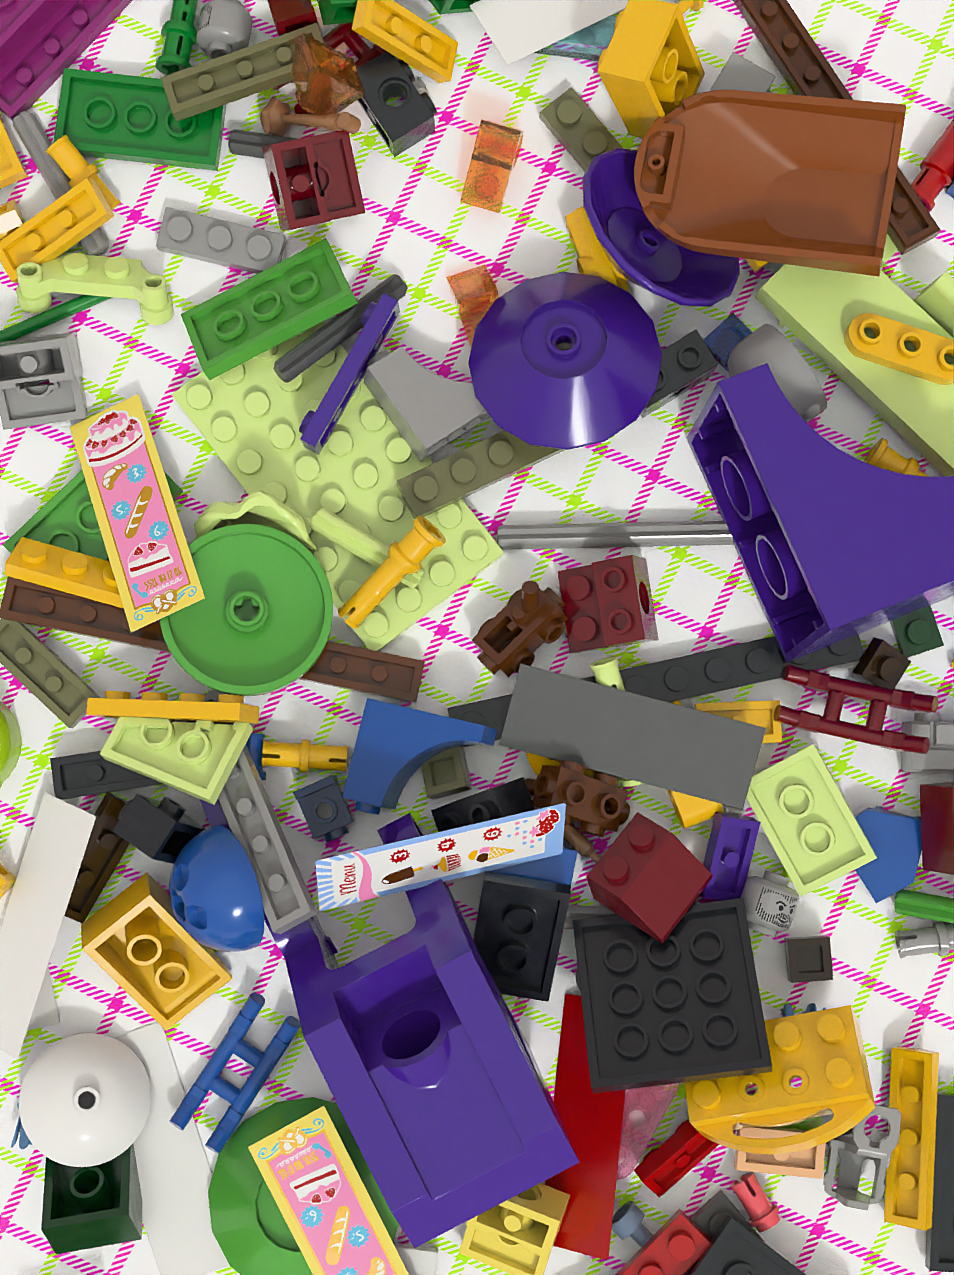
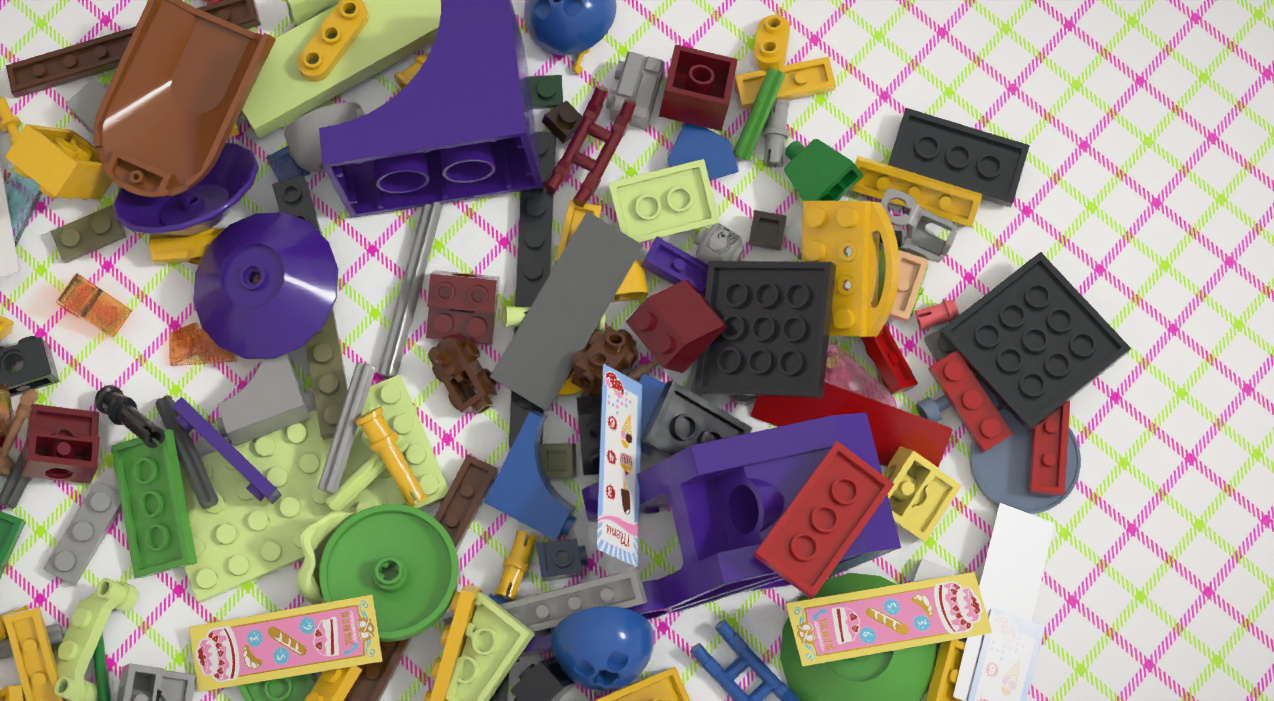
camera: 80 degrees left, 10 degrees down
(369, 240) = (123, 411): none -> black pin
(409, 507) = (346, 428): none -> light grey axle
(412, 1149) = (823, 520): none -> red plate
(901, 1010) = (820, 171): none -> green torso

